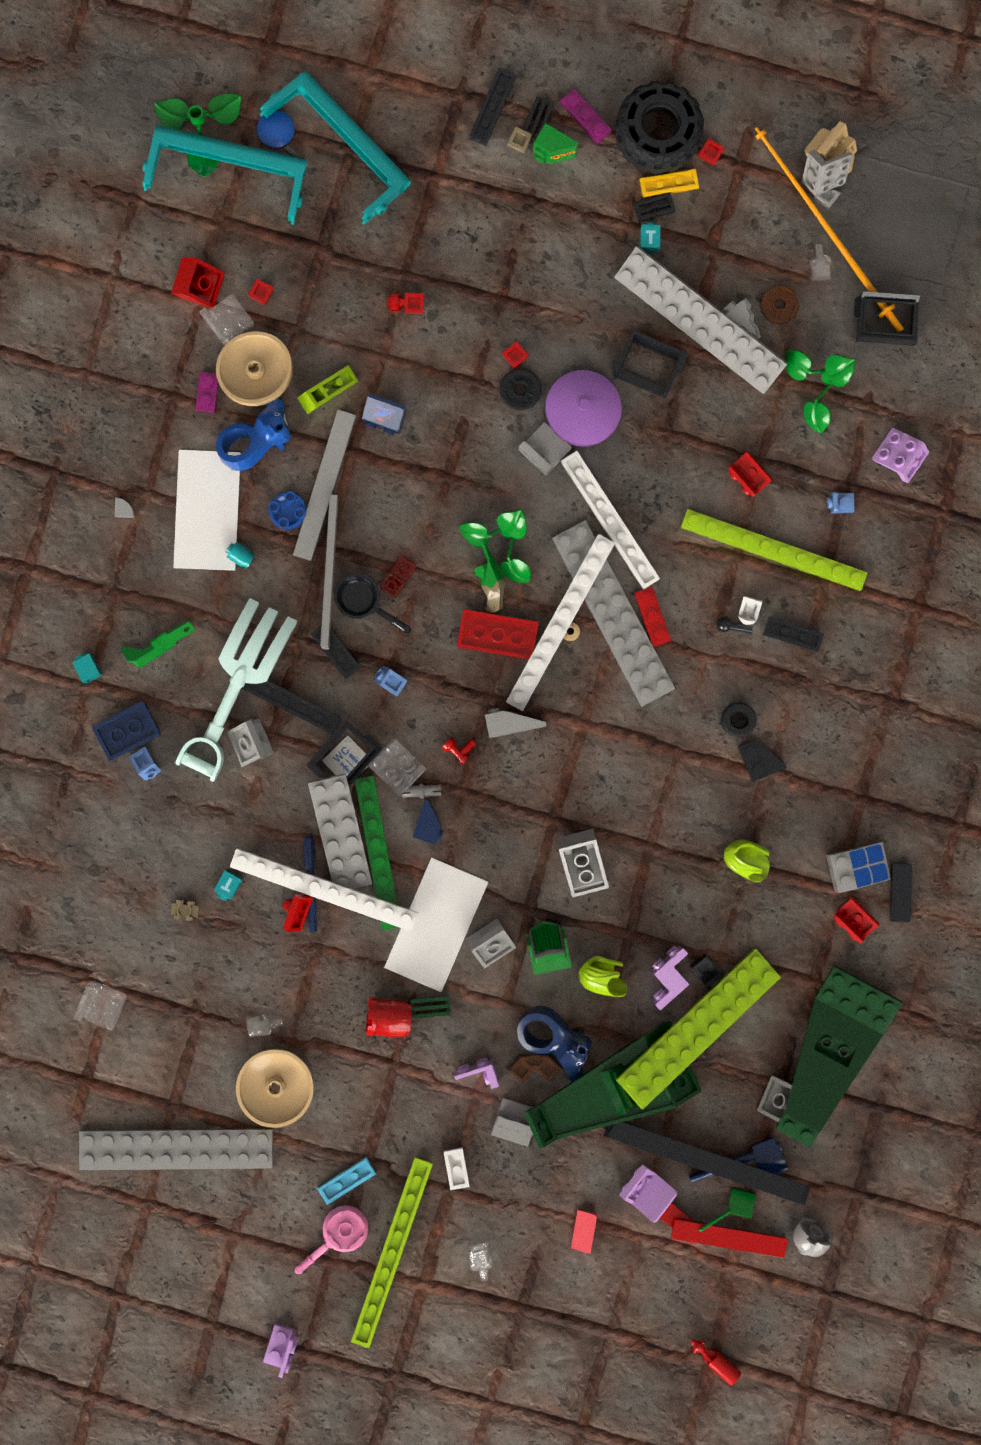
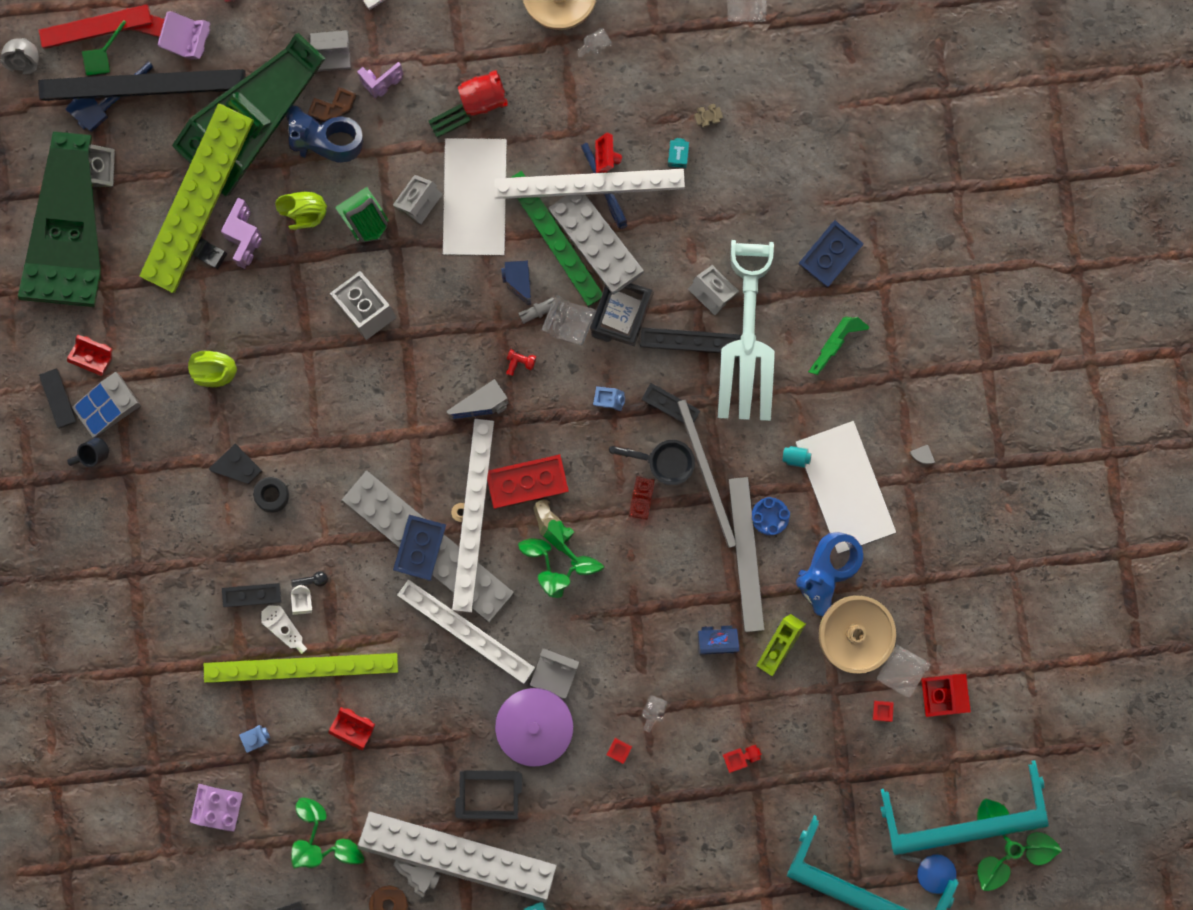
camera: 160 degrees right, 5 degrees down
(87, 667) = (891, 295): teal brick -> none
(144, 764) = (801, 230): medium blue bracket -> none
(207, 392) = (892, 595): magenta plate -> none
(468, 378) = (653, 711): none -> clear piece
(520, 401) = (598, 708): black wheel -> none
(621, 612) = (419, 547): none -> dark blue plate
(652, 616) = (386, 555): red plate -> none
(776, 600) = (280, 621): none -> white piece
(890, 826) = (90, 453): none -> black piece

